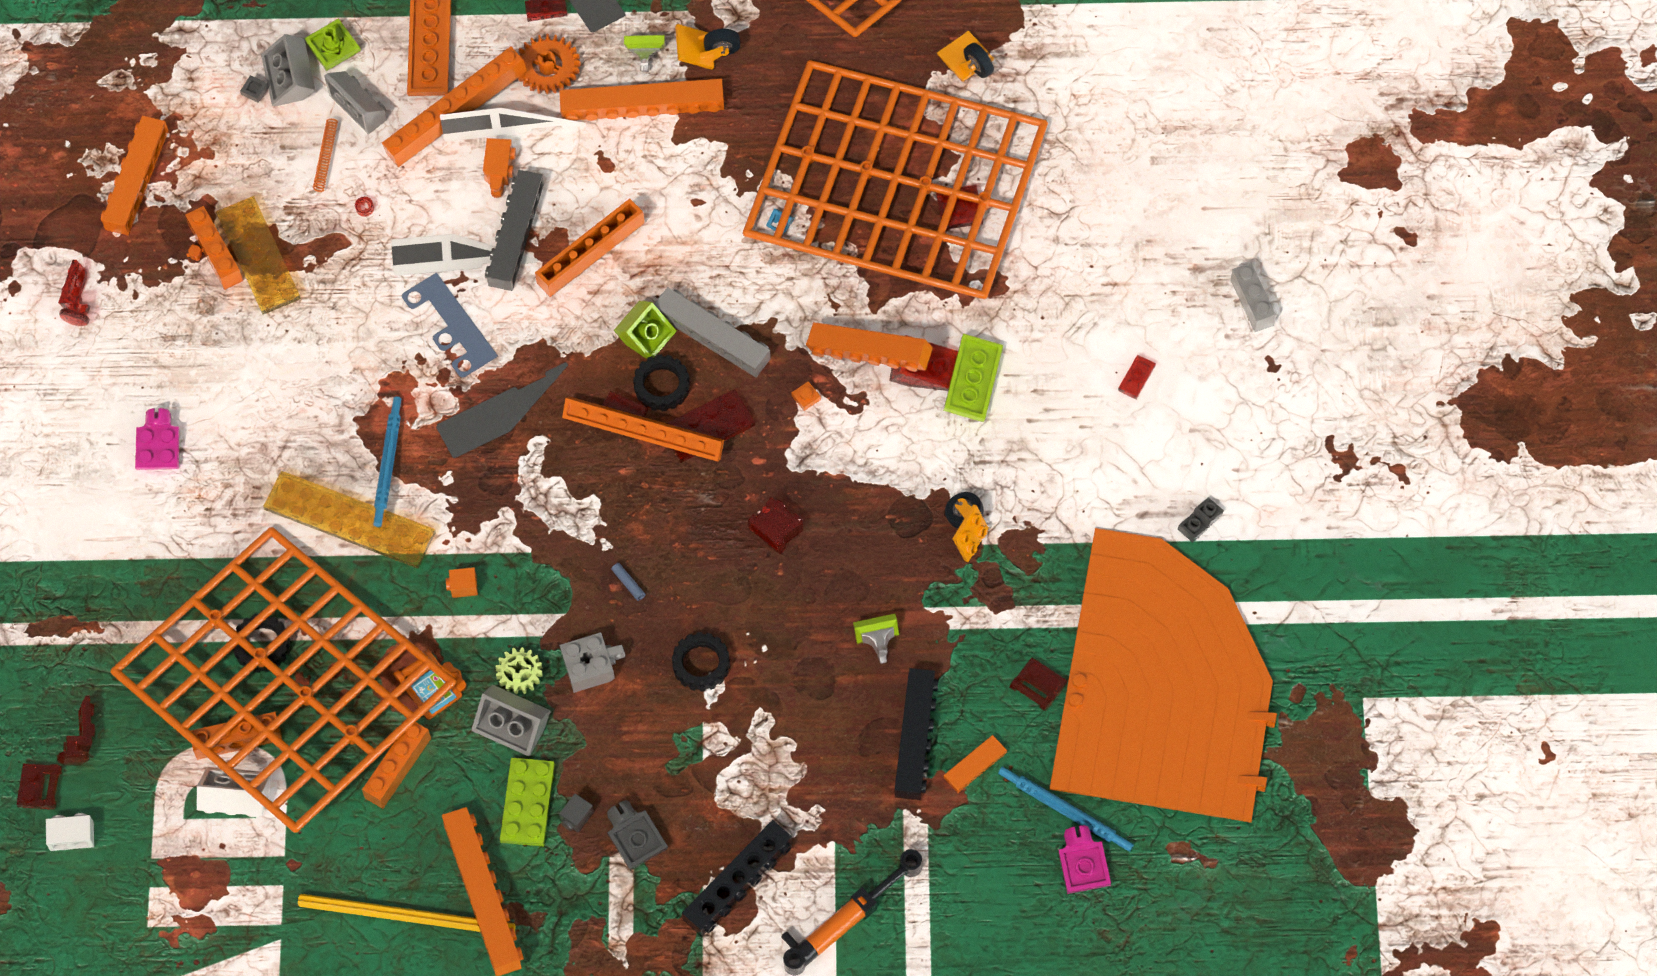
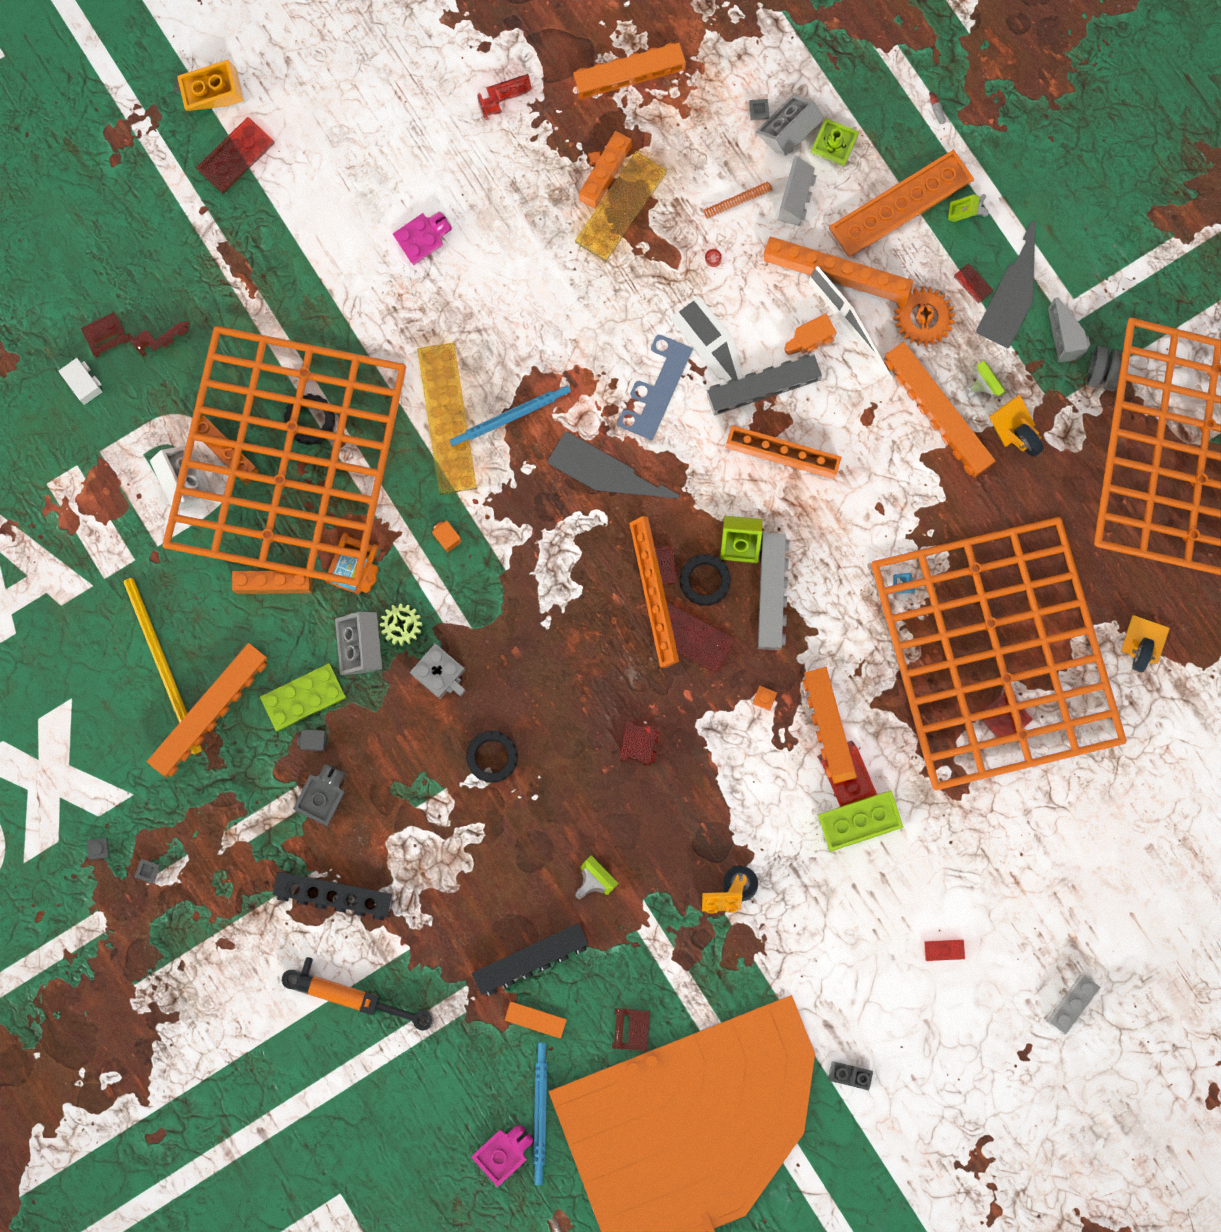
camera: 60 degrees right, 15 degrees up
(628, 581) = (524, 660): sand blue piece -> none

